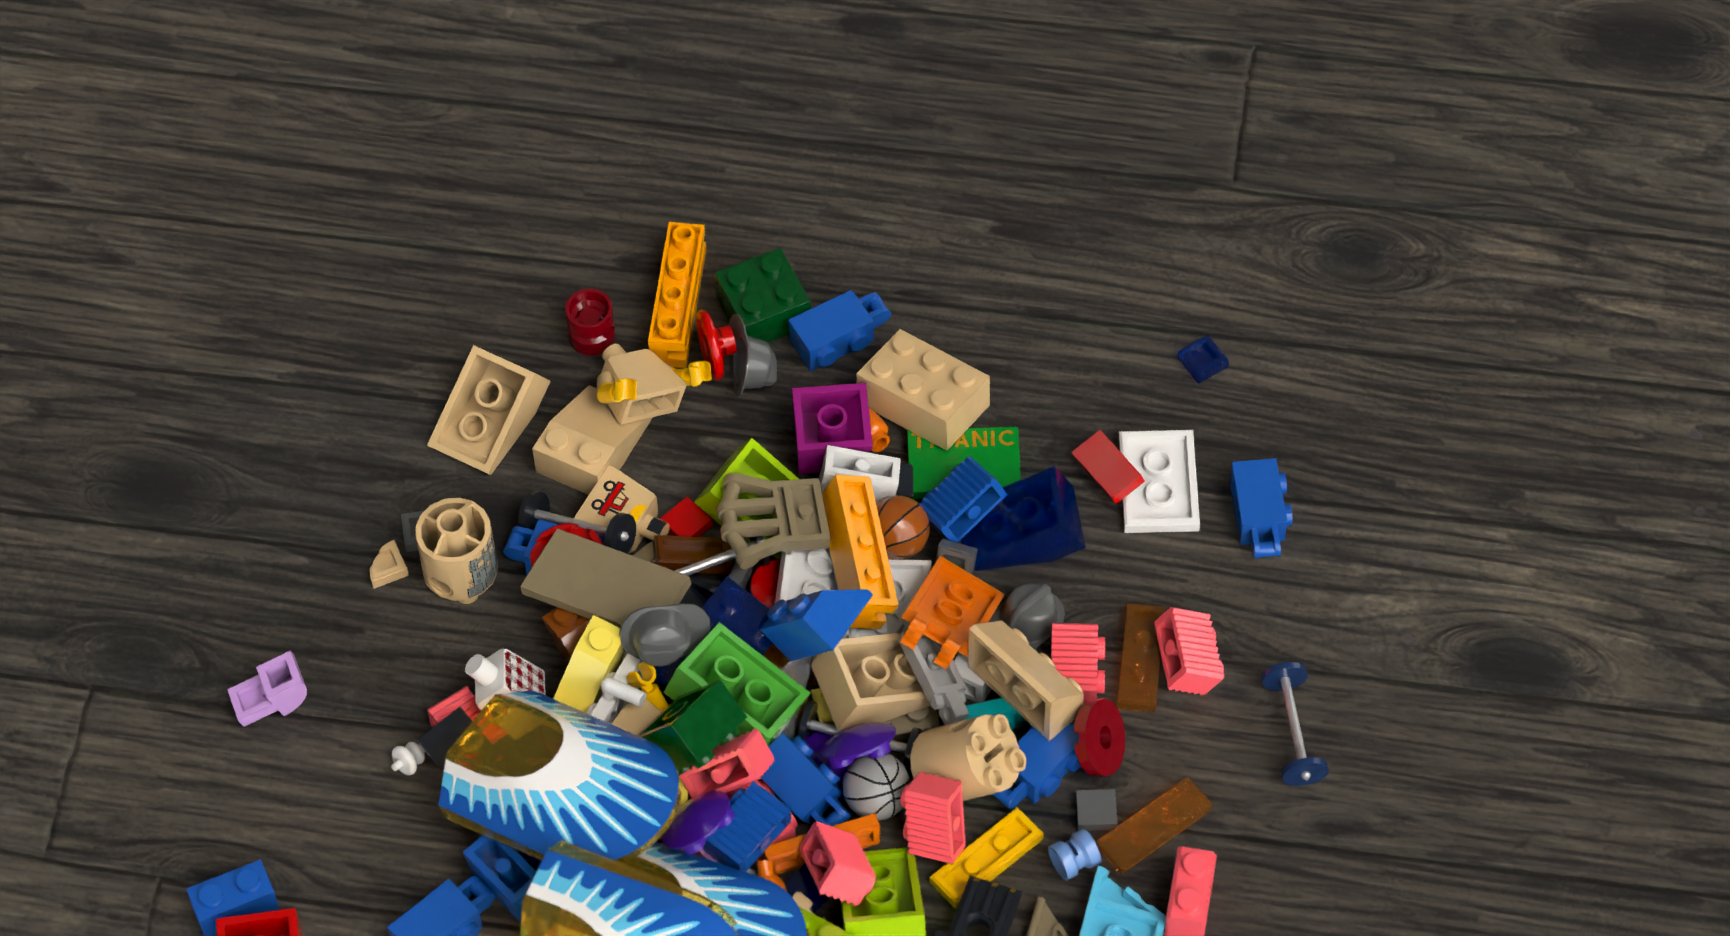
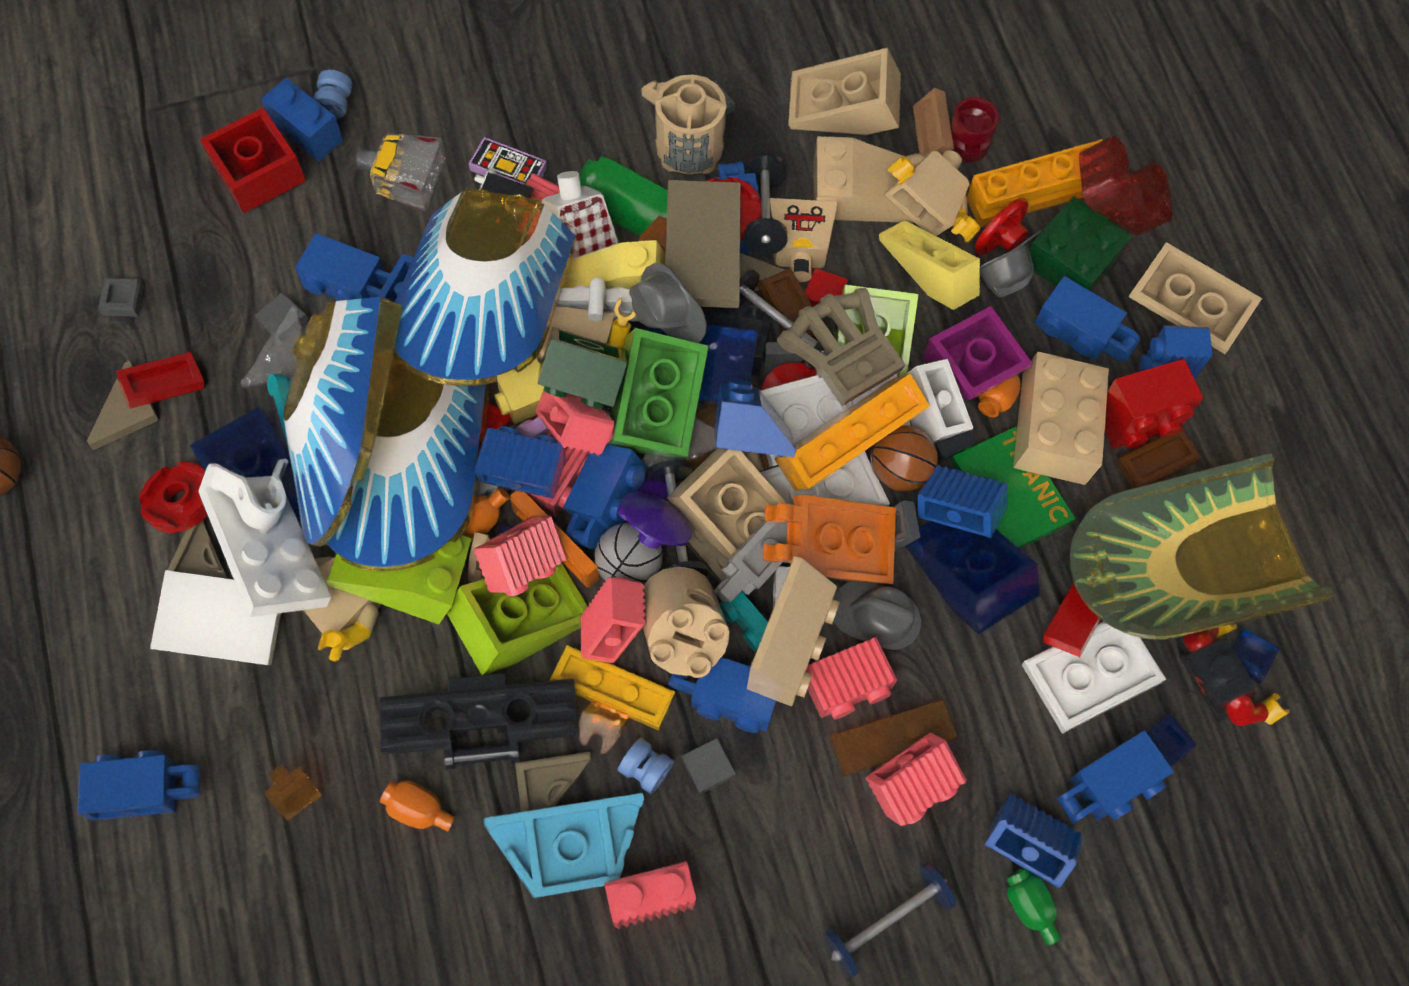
camera: 60 degrees right, 10 degrees up
(212, 861) = (333, 91): none -> medium blue wheel
(274, 689) = (502, 59): lavender brick -> none
(347, 828) = (405, 168): none -> clear torso
(396, 729) = (506, 162): none -> tile
(513, 627) = (629, 197): none -> green brick
(566, 353) = (933, 123): none -> medium nougat tile
(697, 821) = (498, 415): dark purple dish -> none
(711, 419) = (935, 265): none -> light yellow slope
(729, 229) = (1130, 199): none -> clear red beam
(865, 231) = (1195, 296): none -> tan slope
(915, 274) = (1177, 344): none -> blue brick
(951, 310) = (1150, 404): none -> red brick
(995, 339) = (1158, 459): none -> reddish brown tile
(1022, 868) = (604, 722): none -> clear orange tile
(1100, 354) = (1191, 554): none -> clear yellow windscreen
(1100, 737) = (775, 751): dark red tile -> none
(1154, 825) = (717, 828): clear orange tile -> none
(1211, 384) = (1225, 681): none -> black torso
(1243, 450) = (1171, 740): none -> clear blue tile
(1281, 587) = (1034, 840): none -> blue brick
(1330, 615) = (1033, 904): none -> green plant

